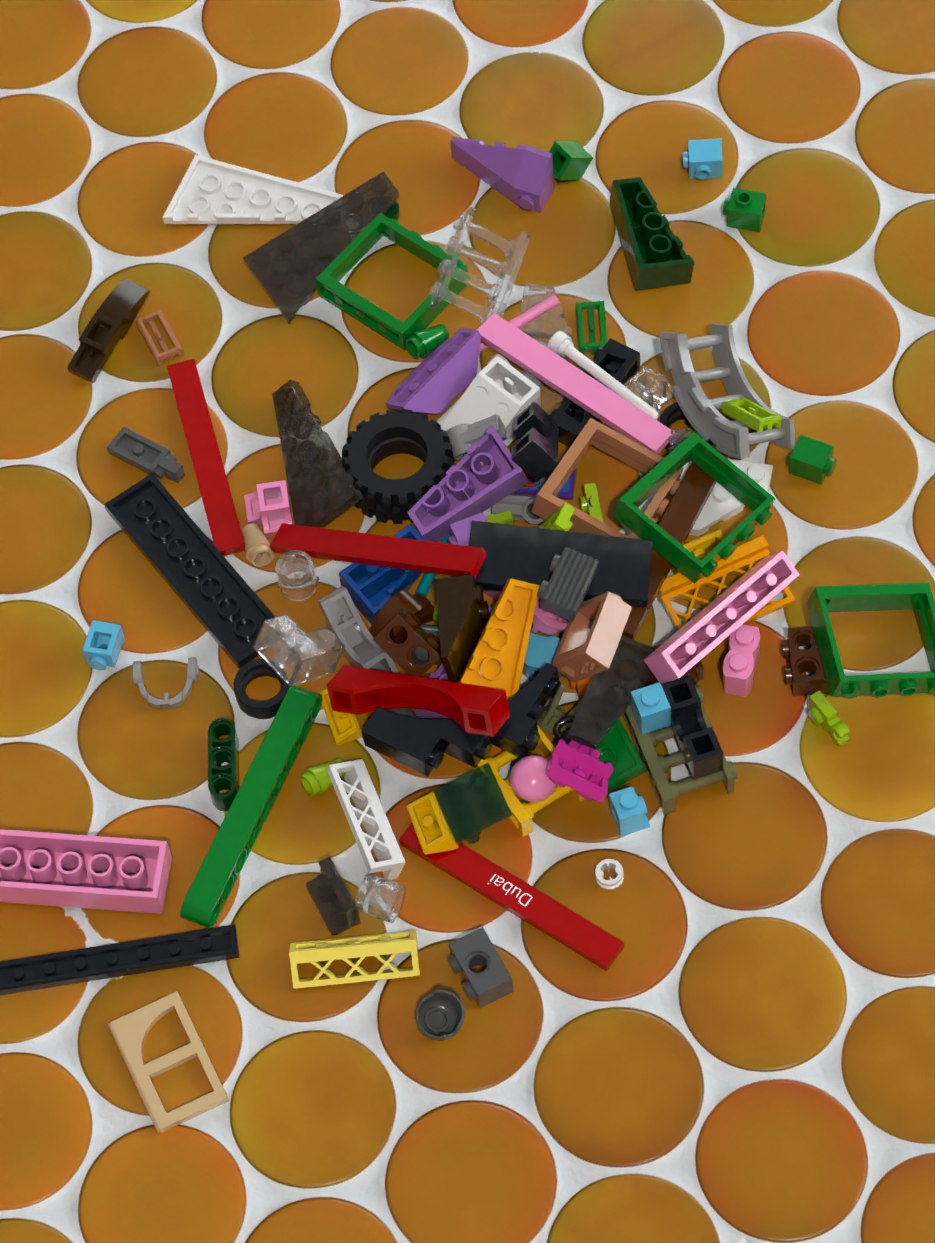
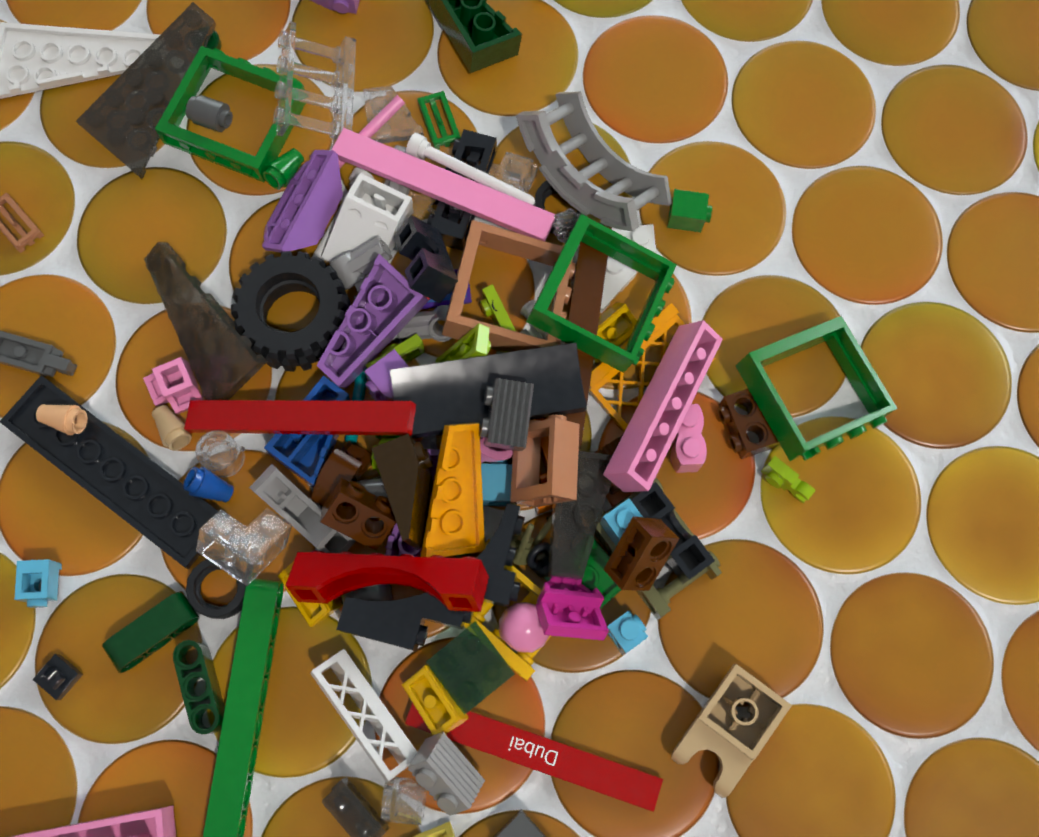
camera: 25 degrees left, 15 degrees up
(98, 729) = (57, 677): none -> black tile
(165, 511) = (64, 418): none -> light nougat cone
(176, 701) = (85, 606): light grey piece -> none
(192, 710) = (150, 632): none -> dark green beam
(206, 458) = (94, 343): red tile -> none
(277, 598) = (205, 484): none -> blue cone
(316, 778) = (299, 676): lime cone -> none
(370, 274) = (209, 113): none -> dark grey brick
(424, 879) = (446, 774): none -> light grey brick
(609, 864) = (633, 698): white bush -> none
(650, 727) = (641, 554): none -> reddish brown brick
(701, 909) = (732, 739): none -> tan brick
(751, 414) = (622, 179): lime tile -> none

